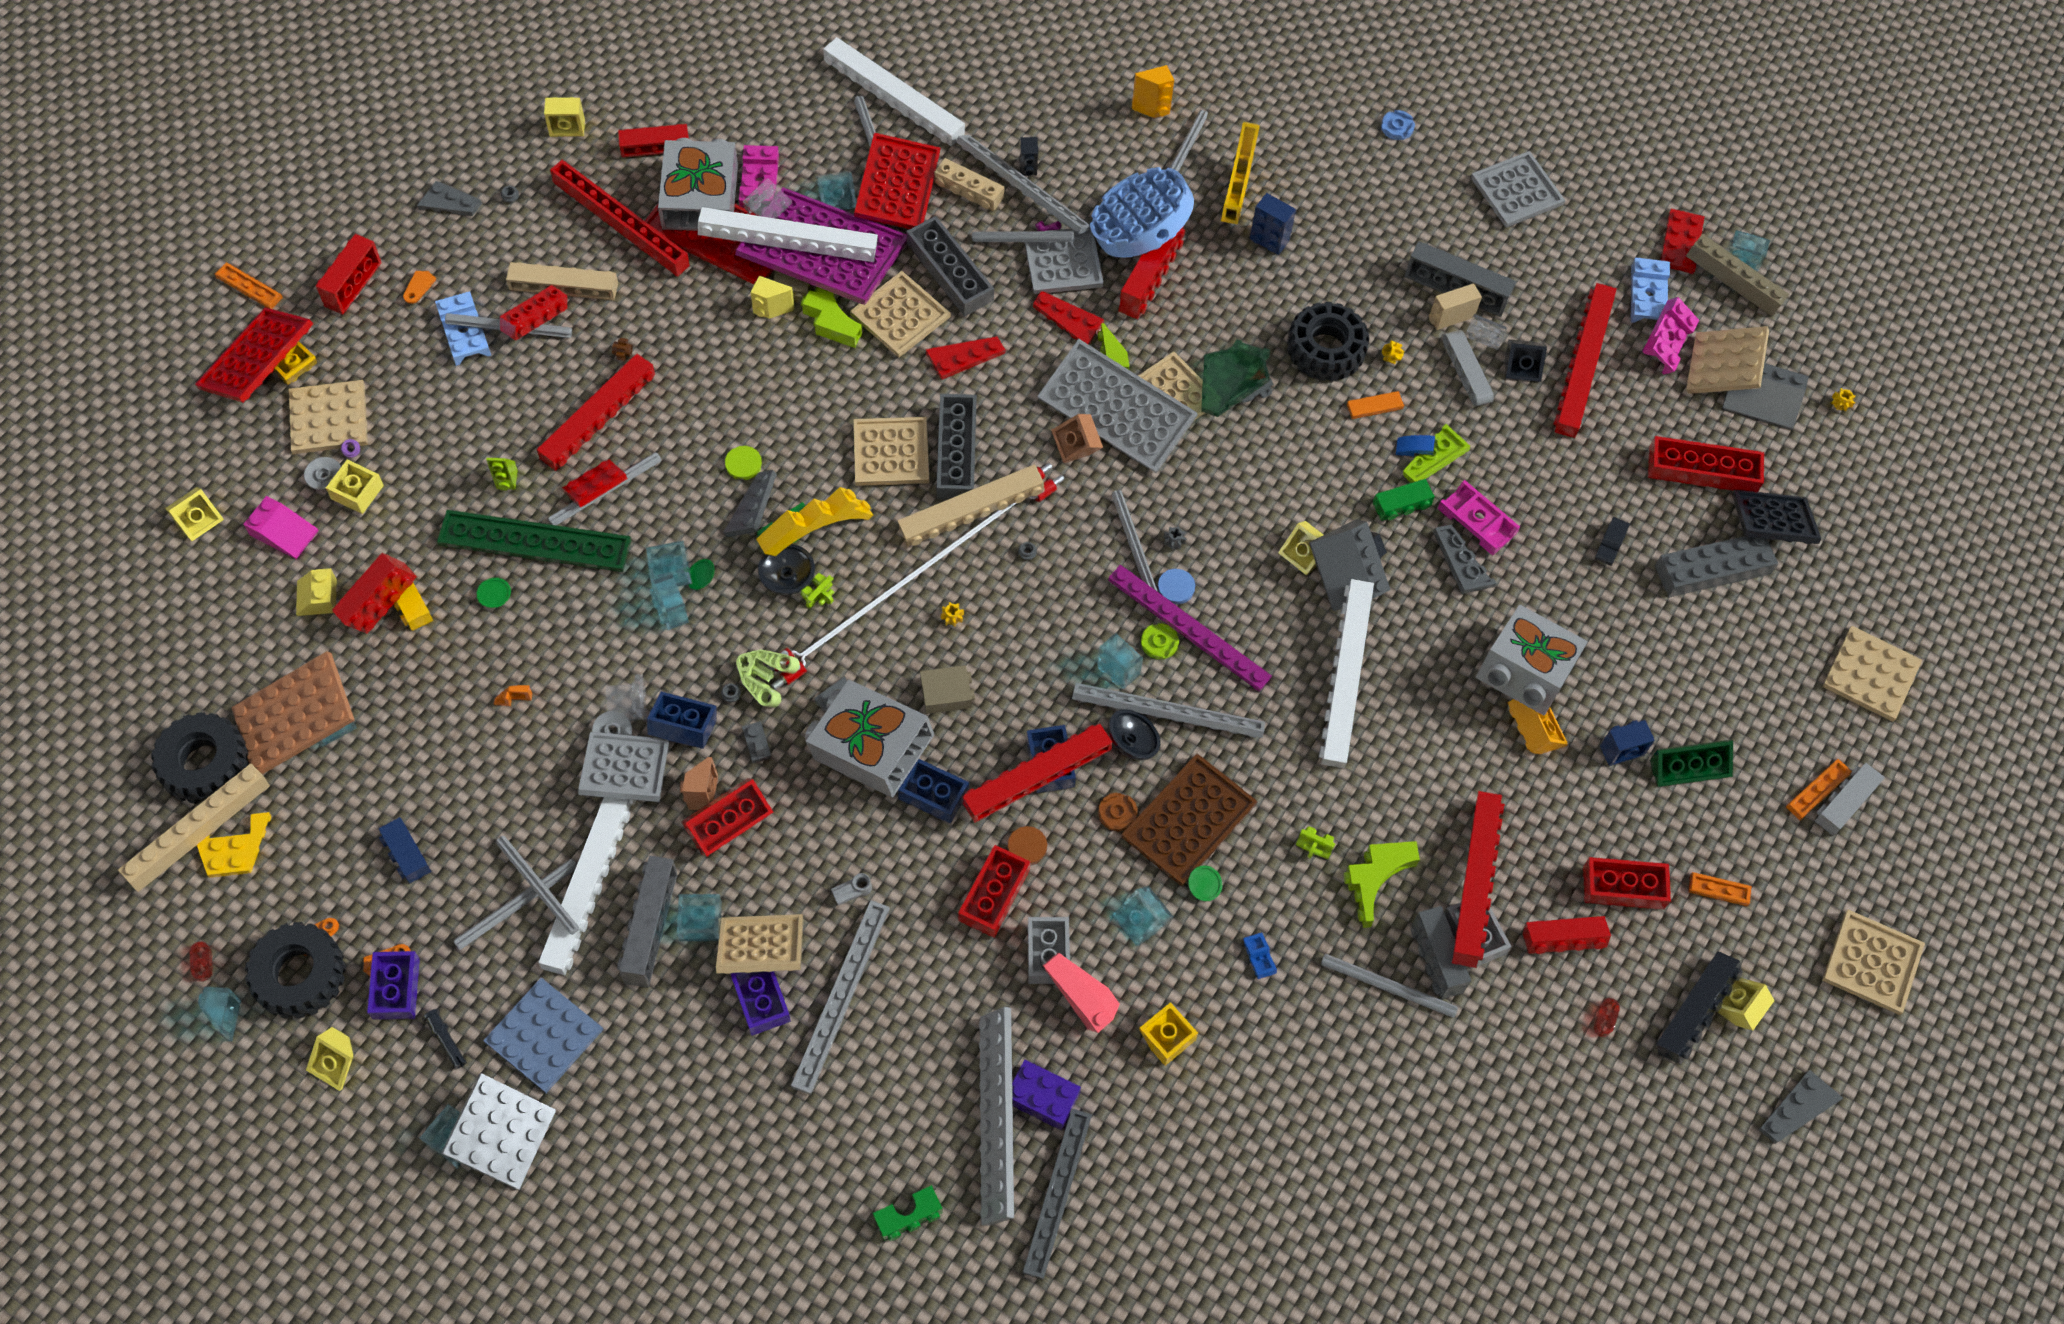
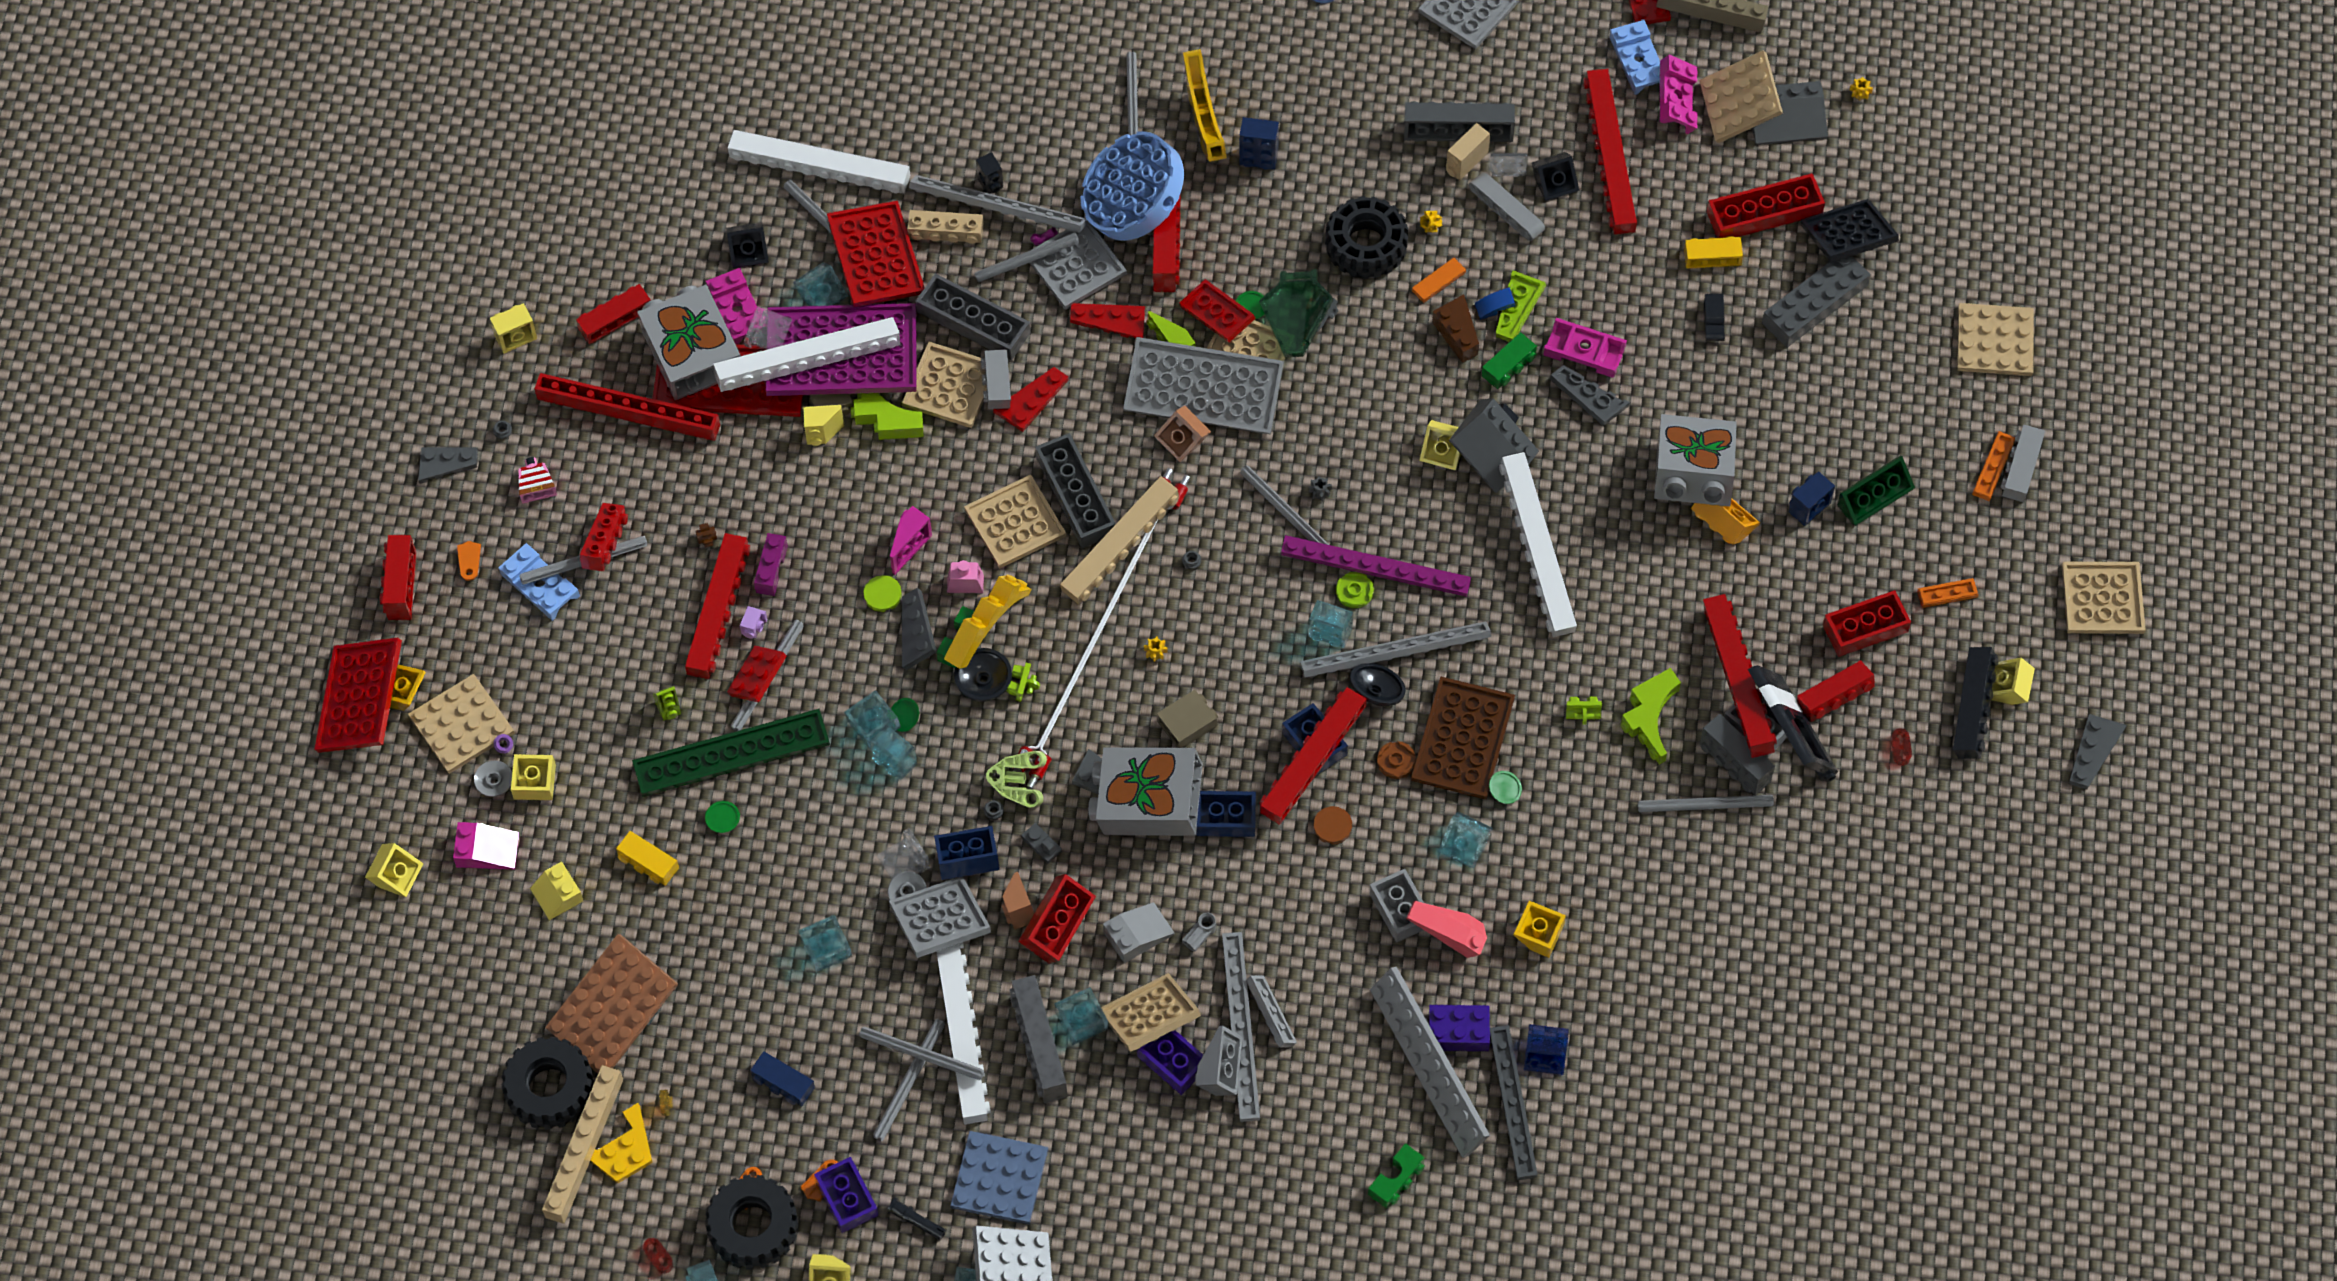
camera: 20 degrees left, 0 degrees up
(248, 286) = (301, 632): orange tile -> none
(291, 823) = (666, 1102): none -> clear yellow plate
(374, 593) = (621, 865): red brick -> none
(508, 245) = (535, 481): none -> torso
(512, 744) = (825, 943): none -> clear light blue brick
(517, 692) = (800, 896): orange slope -> none
(568, 280) = (614, 490): tan brick -> none
(617, 438) = (753, 622): none -> lavender brick
(651, 405) = (768, 569): none -> magenta arch
(788, 425) = (911, 535): none -> dark pink slope
(796, 131) = (747, 245): none -> black slope
(796, 861) = (1137, 931): none -> light grey slope
(799, 1023) = (1220, 1064): none -> light grey slope
(819, 479) = (965, 578): none -> bright pink torso
(876, 995) = (1271, 1011): none -> light grey plate
(939, 324) = (996, 379): none -> light grey brick
(994, 891) = (1327, 876): red brick -> none
(1116, 1155) = (1546, 1049): none -> clear blue slope
(1153, 92) = (1077, 56): light orange slope -> none
(1163, 348) = (1217, 310): none -> red plate
(1176, 586) = (1344, 532): medium blue tile -> none
(1194, 355) = (1250, 301): none -> green piece
(1259, 955) = (1581, 827): blue slope -> none
(1369, 451) = (1457, 328): none -> reddish brown wedge
(1512, 962) = (1794, 722): none -> black piece
(1638, 484) = (1713, 252): none -> yellow brick

